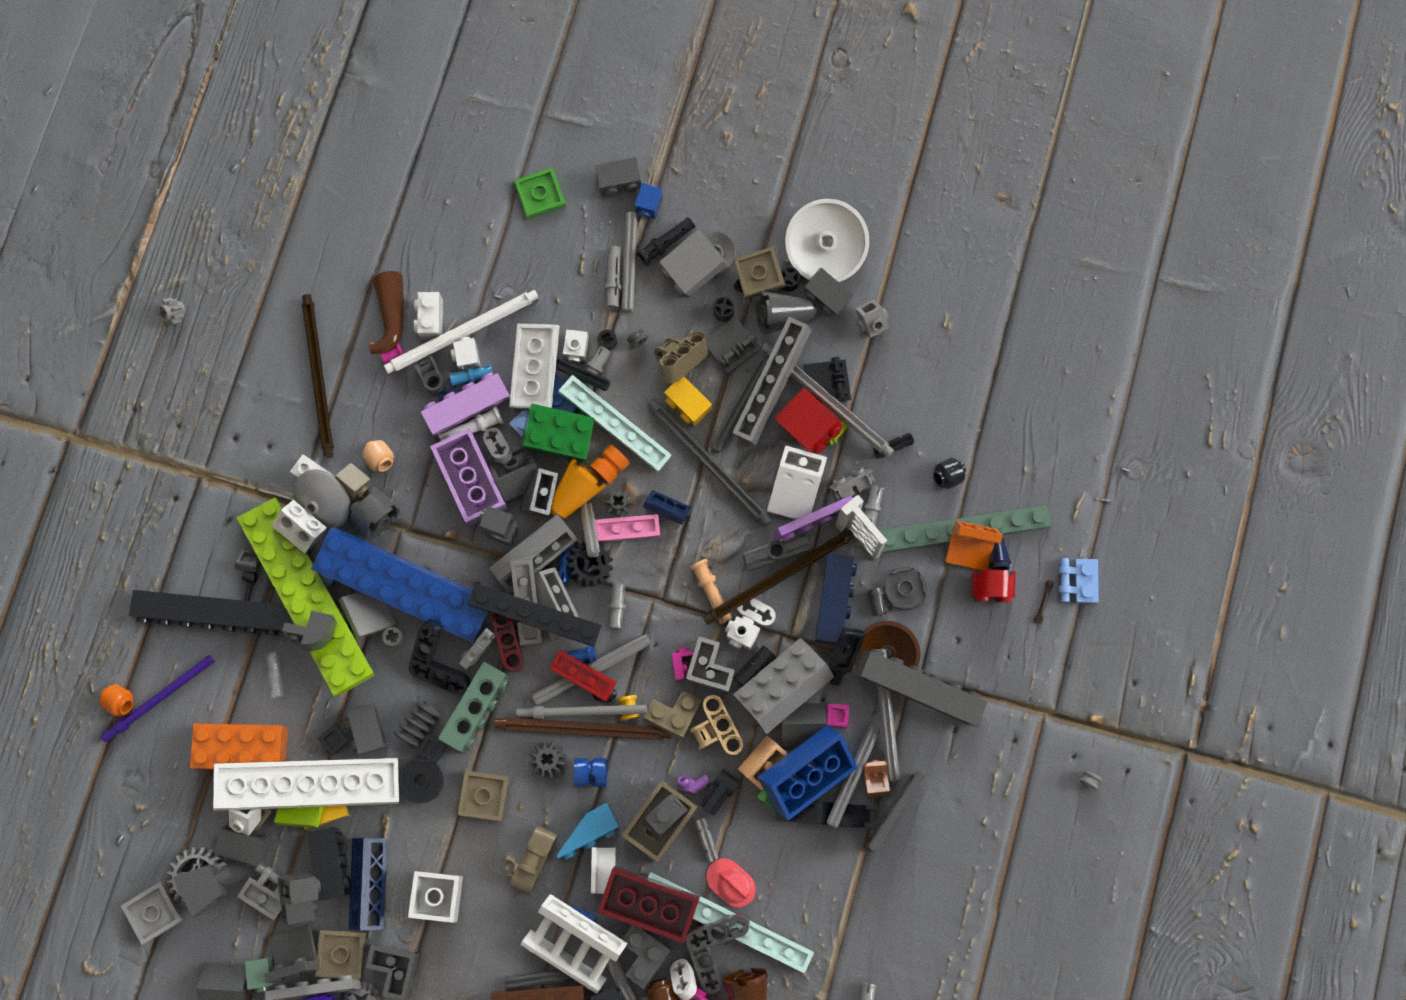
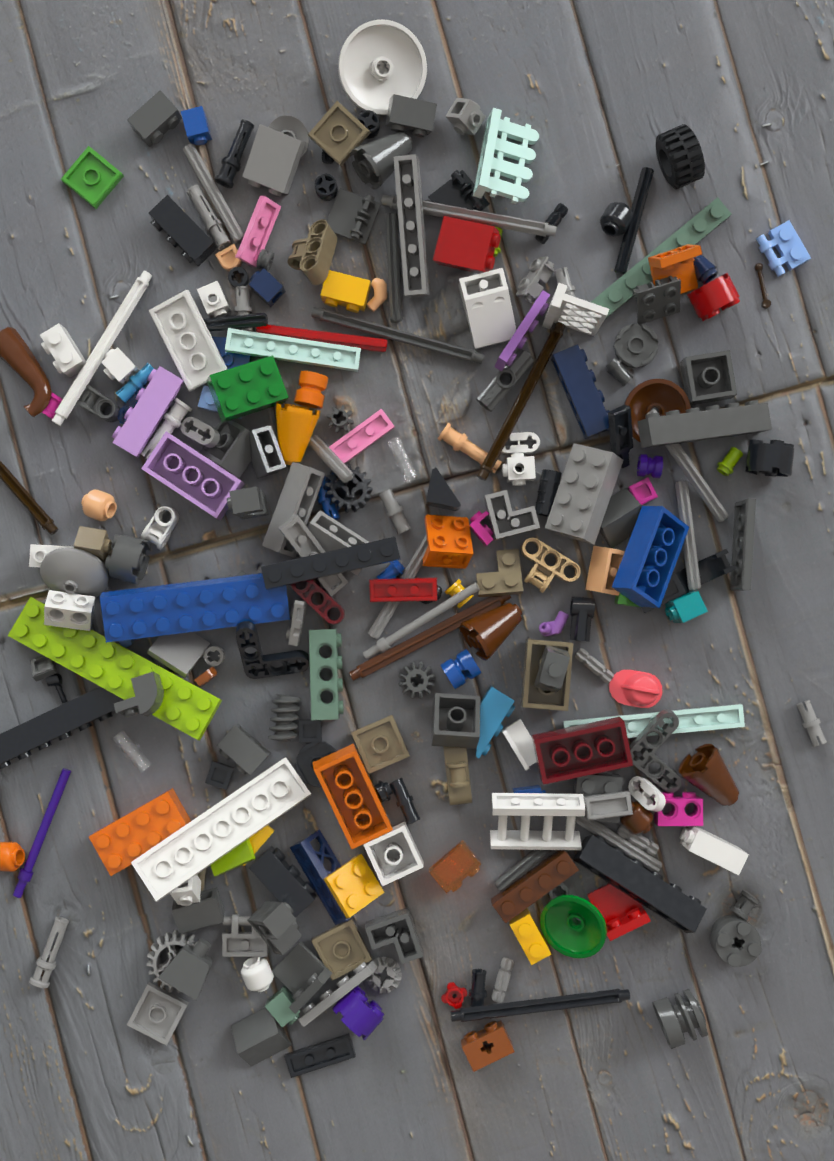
camera: 30 degrees left, 10 degrees up
(91, 813) = (45, 963): none -> light grey pin
(256, 930) = (257, 974): none -> white head
(375, 649) = (206, 676): none -> dark orange tile
(385, 904) = (353, 885): none -> yellow plate
(415, 503) = (160, 528): none -> white piece
(431, 824) = (352, 796): none -> orange brick
(460, 838) = (383, 791): none -> black plate
(473, 858) = (404, 801): none -> black pin
(480, 942) = (455, 867): none -> clear orange brick
(558, 813) = (456, 720): none -> dark grey brick
(584, 277) = (182, 231): none -> black brick
(610, 319) = (228, 259): none -> light nougat tile
(625, 360) = (266, 287): none -> dark blue brick
(636, 753) = (490, 629): none -> reddish brown cone
(642, 966) = (608, 805): none -> light grey tile
(645, 657) = (447, 542): none -> orange bracket
(646, 311) = (258, 230): none -> bright pink plate
(650, 567) = (402, 459): none -> clear pin
(661, 612) = (440, 494): none -> black slope
(667, 507) = (385, 397): dark blue plate -> none
(674, 449) = (362, 342): none -> red axle
(715, 419) = (380, 294): none -> light nougat arm
(812, 835) = (685, 607): none -> teal brick
(854, 695) = (649, 466): none -> dark purple wheel
(876, 778) = (709, 526): nougat bracket -> none
(891, 364) = (498, 166): none -> light aqua fence
(927, 734) = (729, 462): none -> lime pin
(944, 561) = (657, 300): none -> dark grey hinge
(949, 651) = (708, 377): none -> dark grey brick
(961, 750) = (770, 459): none -> black brick
(970, 478) = (637, 210): none -> black axle
(1031, 453) = (680, 156): none -> black tyre

